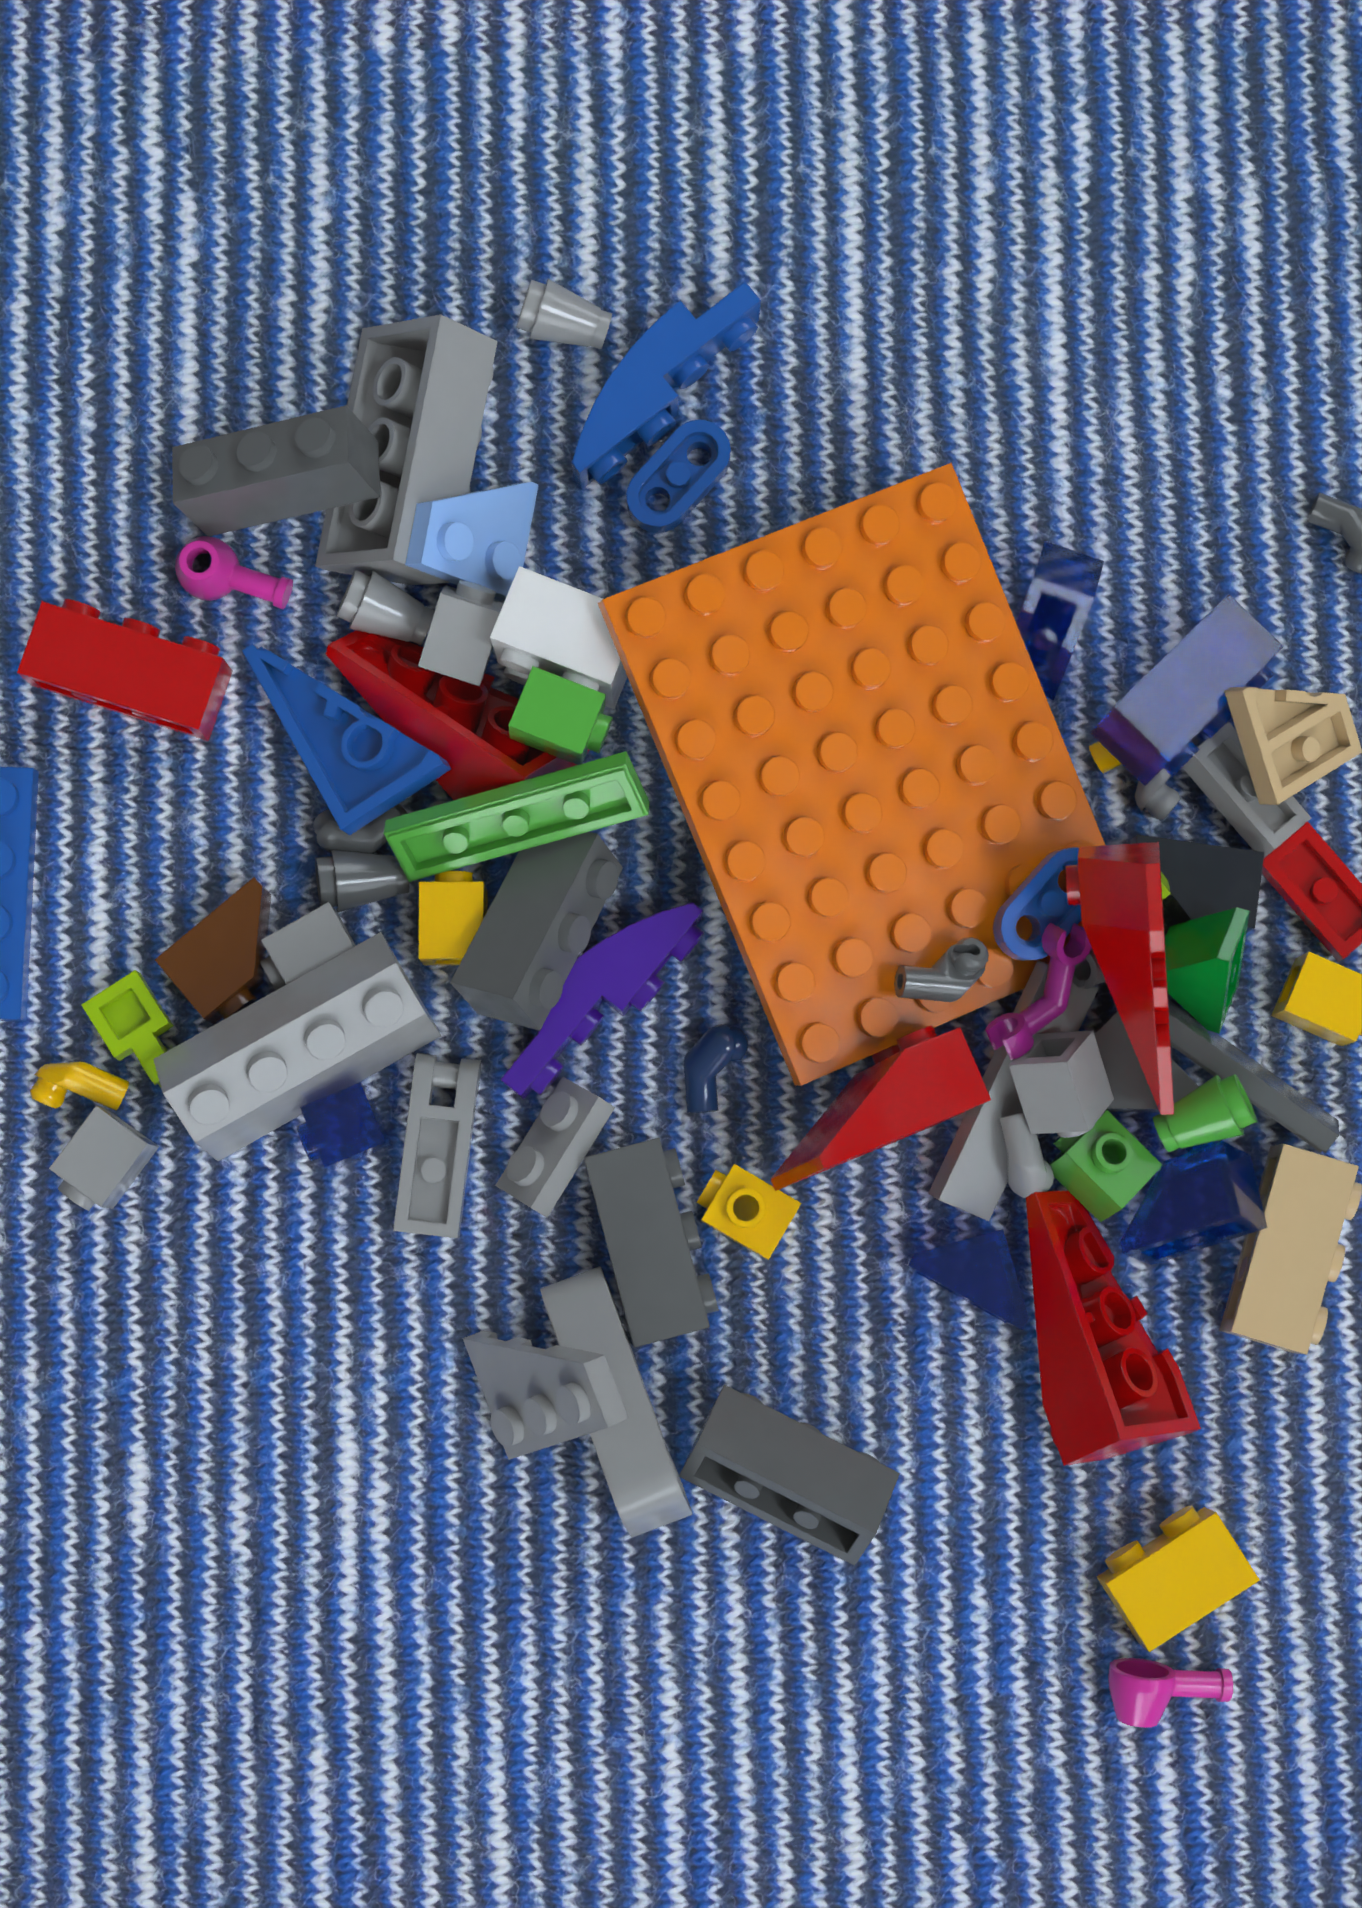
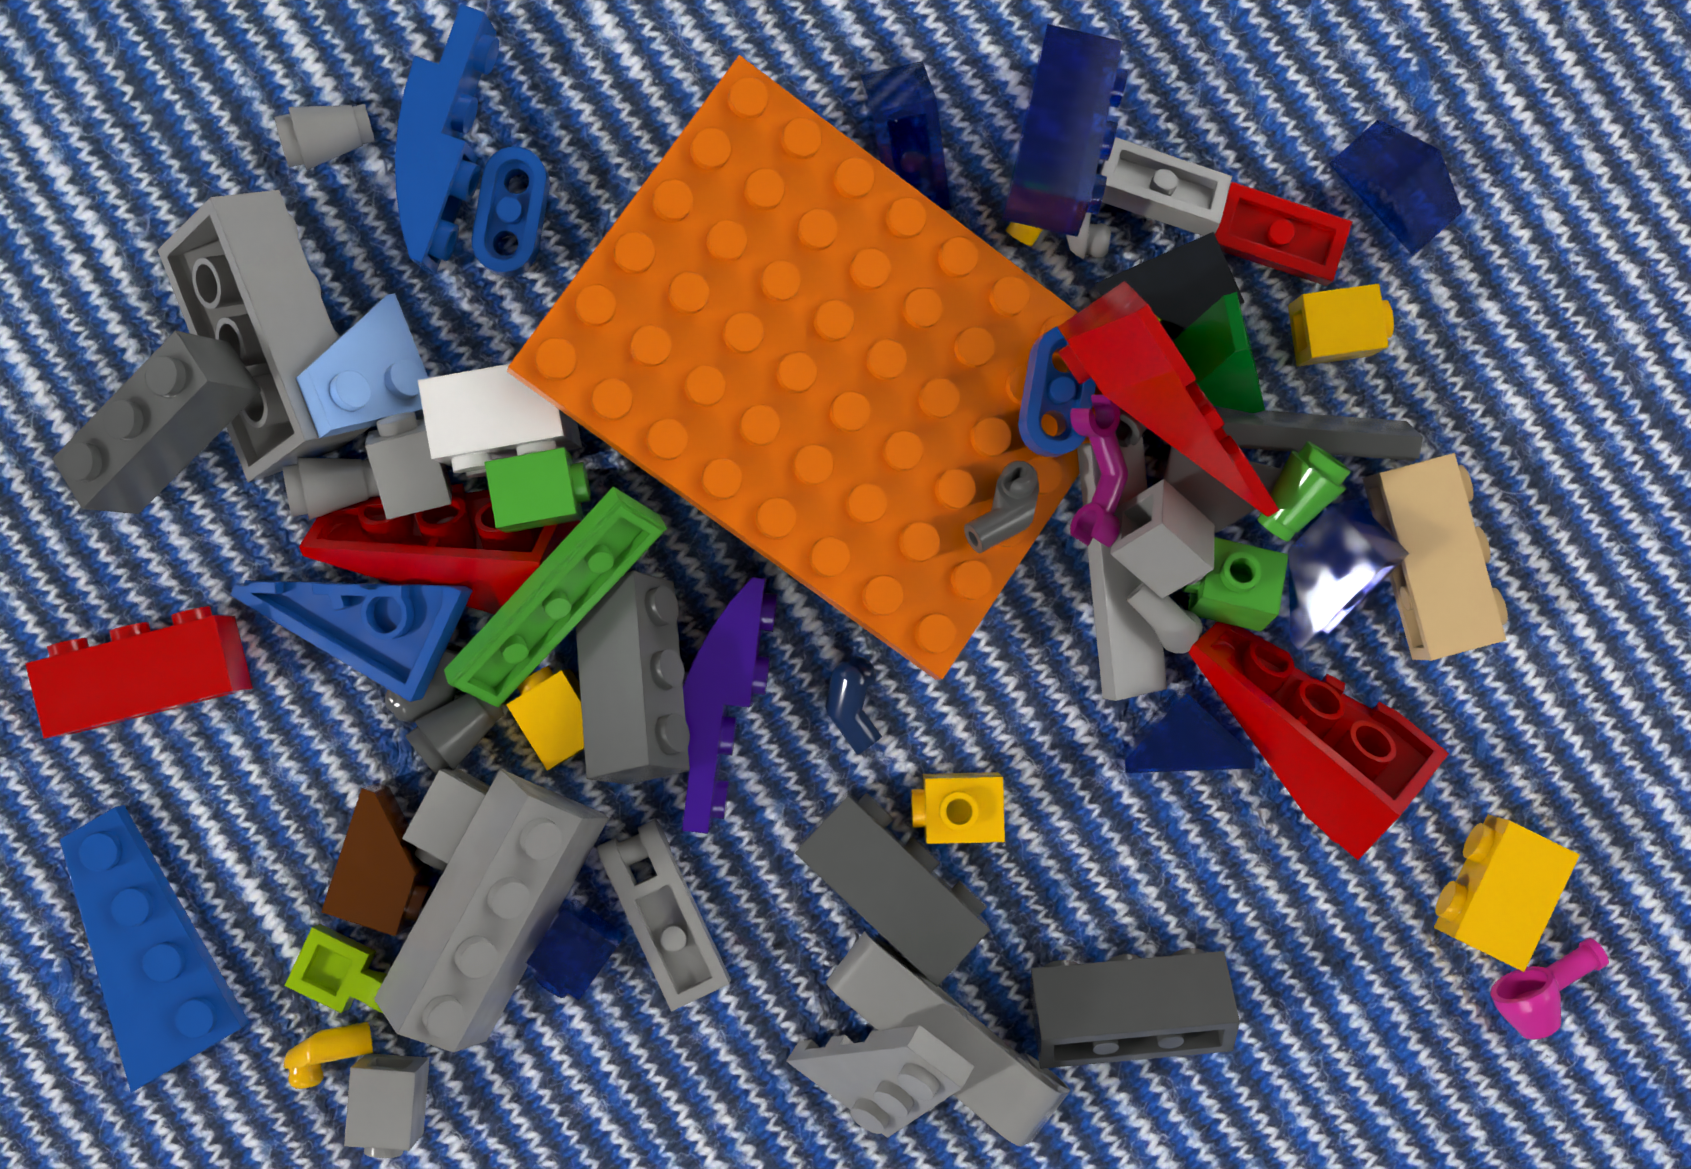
camera: 30 degrees left, 5 degrees up
(226, 574) = (174, 537): dark pink bar -> none
(555, 1146) = (763, 855): light grey plate -> none
(904, 1093) = (1025, 650): red slope -> none
(1291, 737) = (1176, 117): tan wing -> none

